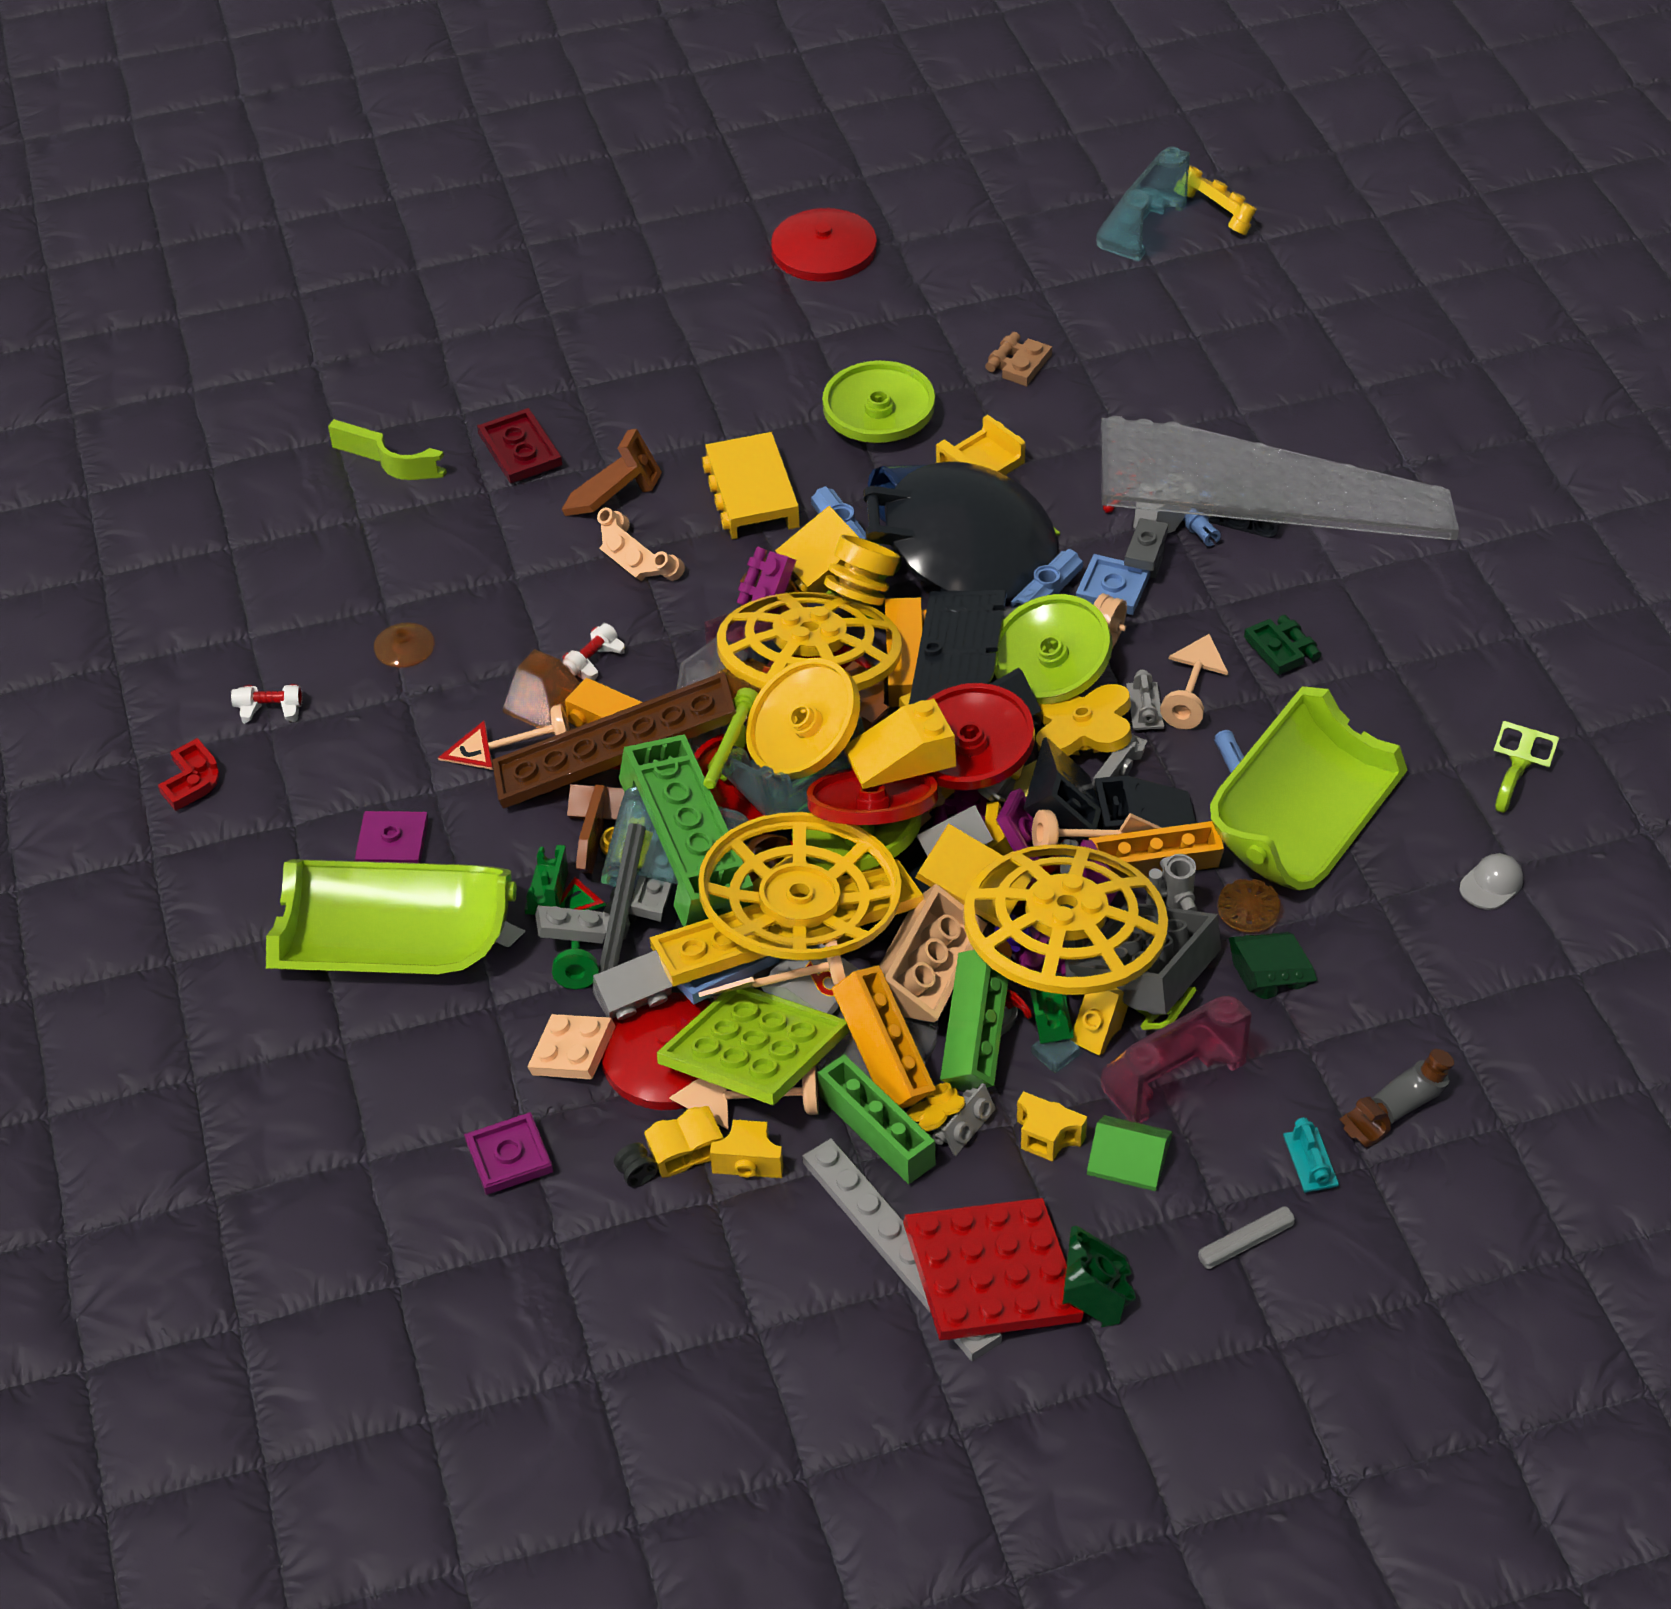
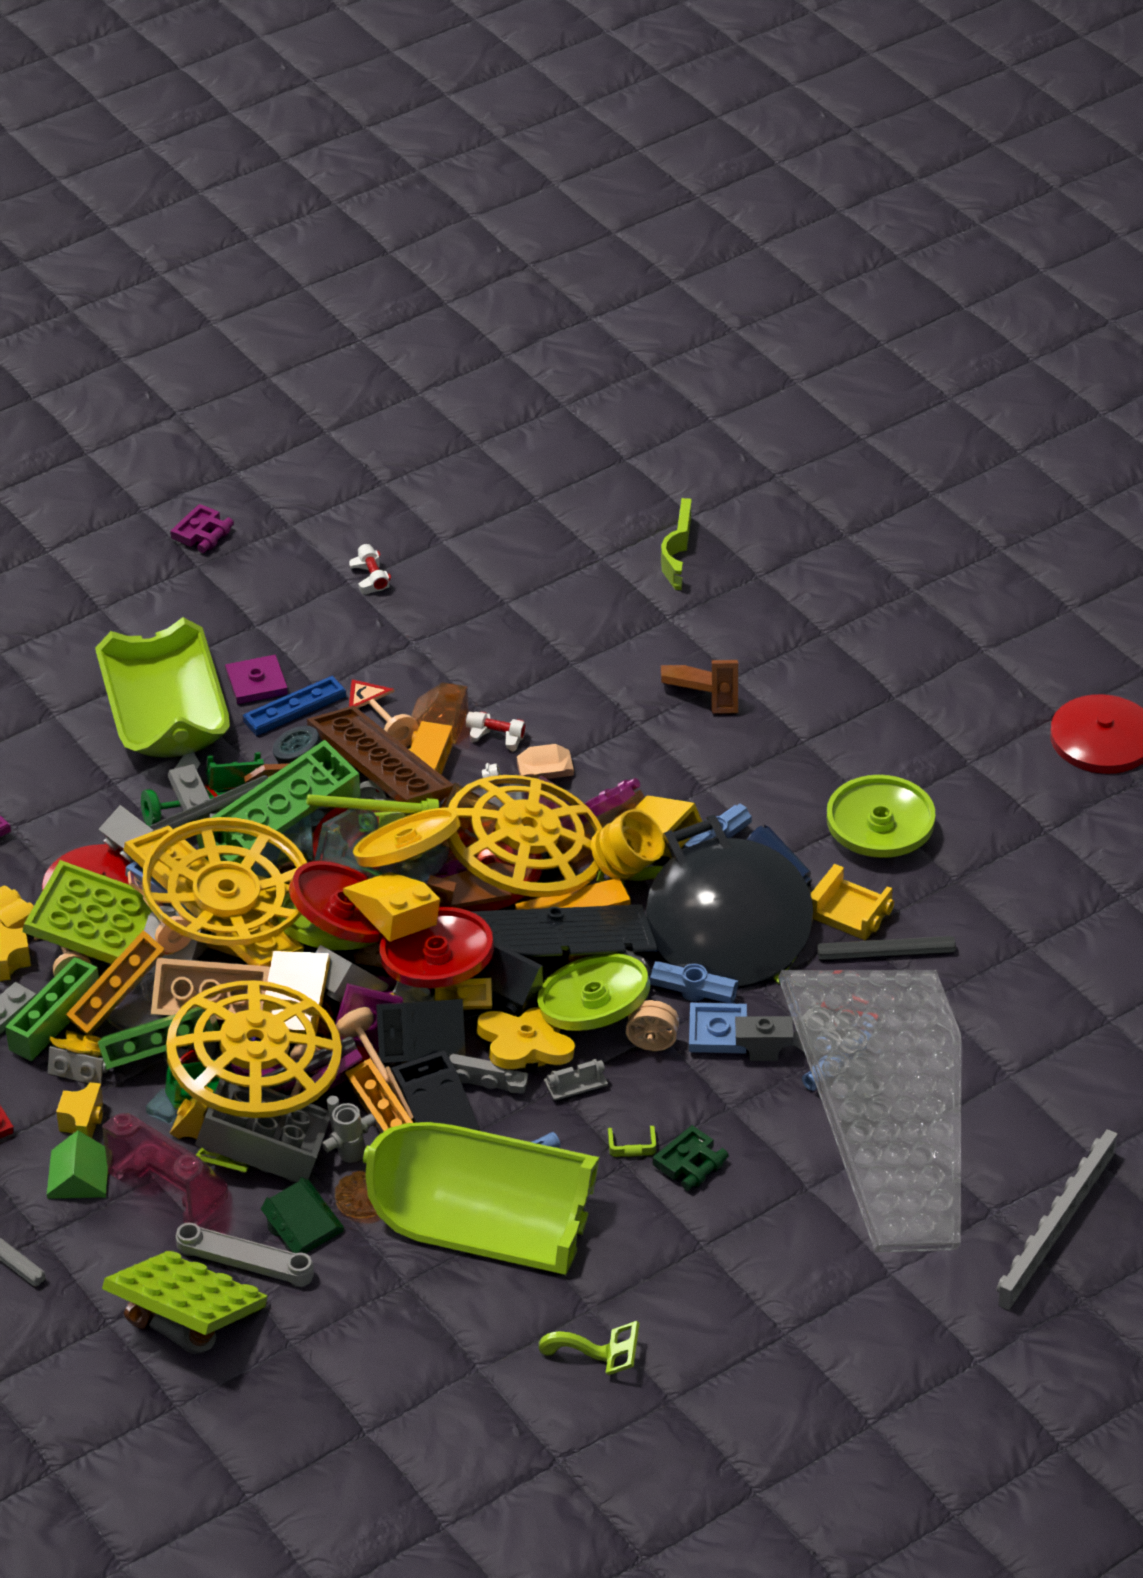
camera: 70 degrees right, 5 degrees down
(90, 842) = (195, 526): none -> magenta plate
(197, 776) = (279, 559): red plate -> none
(404, 645) = (468, 625): clear orange dish -> none
(455, 814) = (294, 705): none -> blue tile
(519, 445) = (725, 617): dark red plate -> none
(536, 806) = (295, 743): none -> wheel
(571, 1046) = (78, 829): light nougat plate -> none
(631, 553) = (624, 714): light nougat plate -> none
(663, 671) = (491, 770): none -> white plate
(667, 628) = (545, 760): none -> light nougat slope
(750, 482) = (739, 766): yellow panel -> none
(1026, 358) = (1001, 907): medium nougat plate -> none
(1047, 447) = (887, 947): none -> dark grey axle
(1182, 707) = (653, 1106): light nougat piece -> none
(1252, 687) = (632, 1150): none -> lime piece
(1309, 1020) = (244, 1254): none -> light grey piece
(1310, 1157) = (89, 1284): teal hinge -> none
(1380, 1067) = (185, 1292): none -> lime plate
(1442, 421) = (1052, 1225): none -> light grey plate
(1492, 882) = (450, 1356): light grey cap -> none

